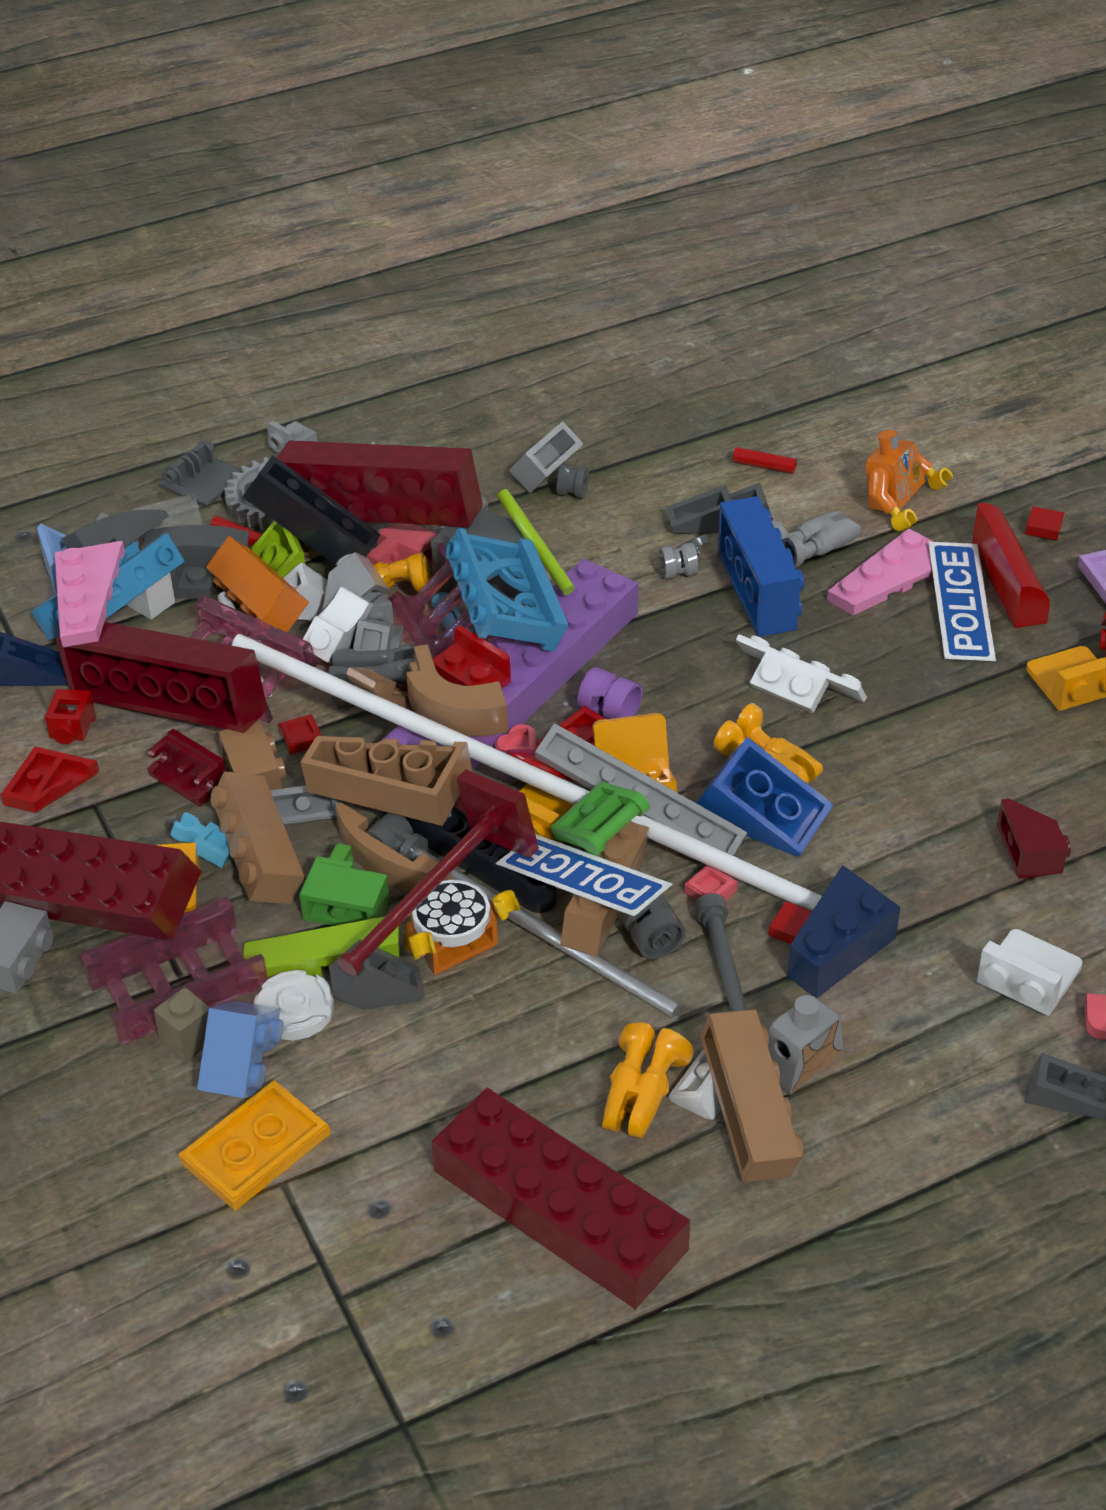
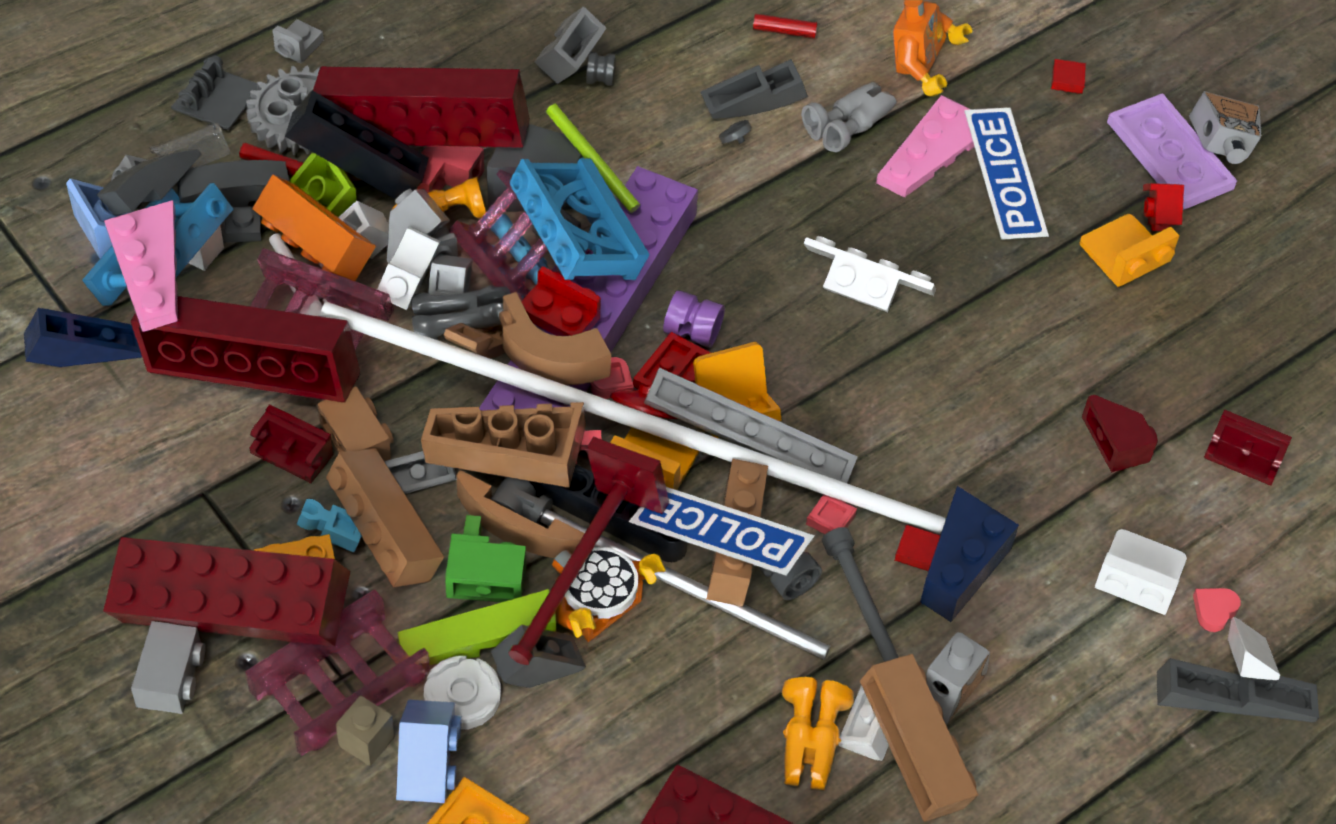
camera: 15 degrees left, 10 degrees up
(45, 778) = (149, 471): red wing -> none
(67, 724) = (155, 405): red brick -> none
(299, 733) = (393, 390): red tile -> none
(593, 811) = (714, 460): bright green plate -> none
(678, 560) = (726, 154): light grey wheel -> none
(749, 725) = (866, 367): light orange piece -> none
(759, 566) = (810, 156): blue brick -> none
(765, 799) = (864, 417): blue slope -> none
(1009, 568) = (1046, 134): red brick -> none

